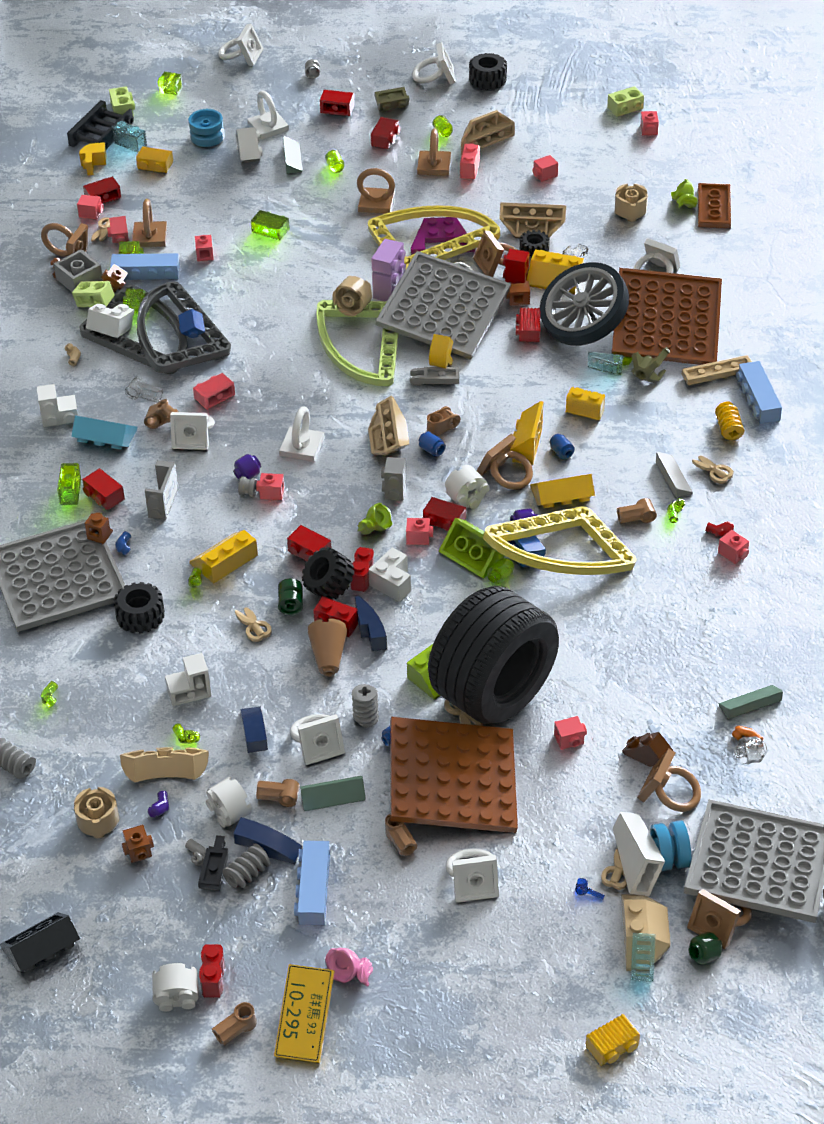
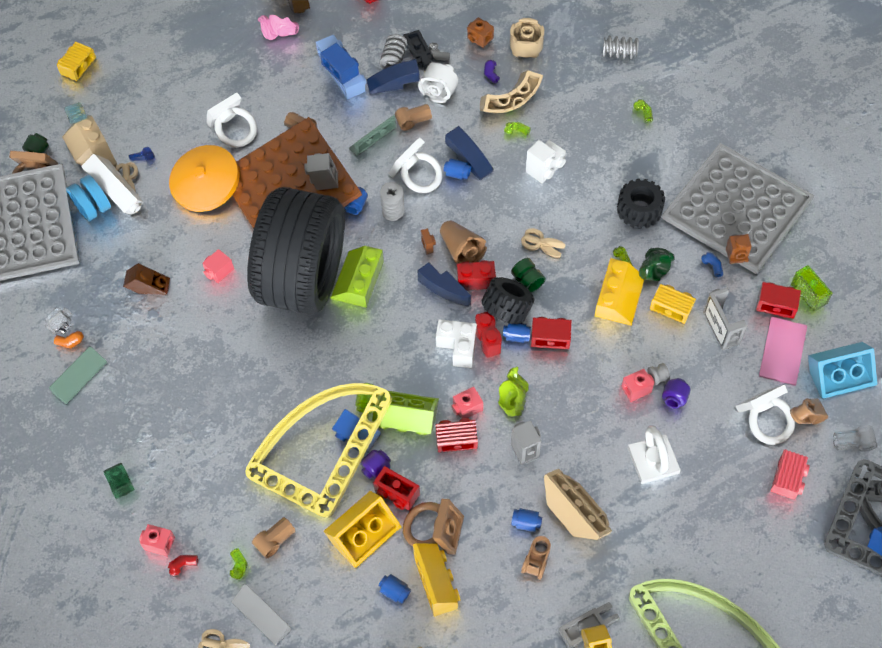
camera: 150 degrees right, 15 degrees up
(134, 465) = (783, 351): none -> bright pink window
(172, 558) = (656, 264): none -> dark green hair
(187, 527) = (672, 303): none -> yellow brick
(277, 717) = (457, 169): none -> blue brick
(320, 854) = (339, 63): none -> blue brick
(356, 666) = (427, 240): none -> dark orange plate
(420, 728) = (322, 171): none -> light grey brick
(466, 487) = (451, 469): white brick -> none
(518, 494) = (396, 488): none -> red brick
(536, 823) = (204, 178): none -> light orange dish
(659, 777) = (123, 253): medium nougat tile -> none
(747, 598) = (118, 480): none -> clear green bracket

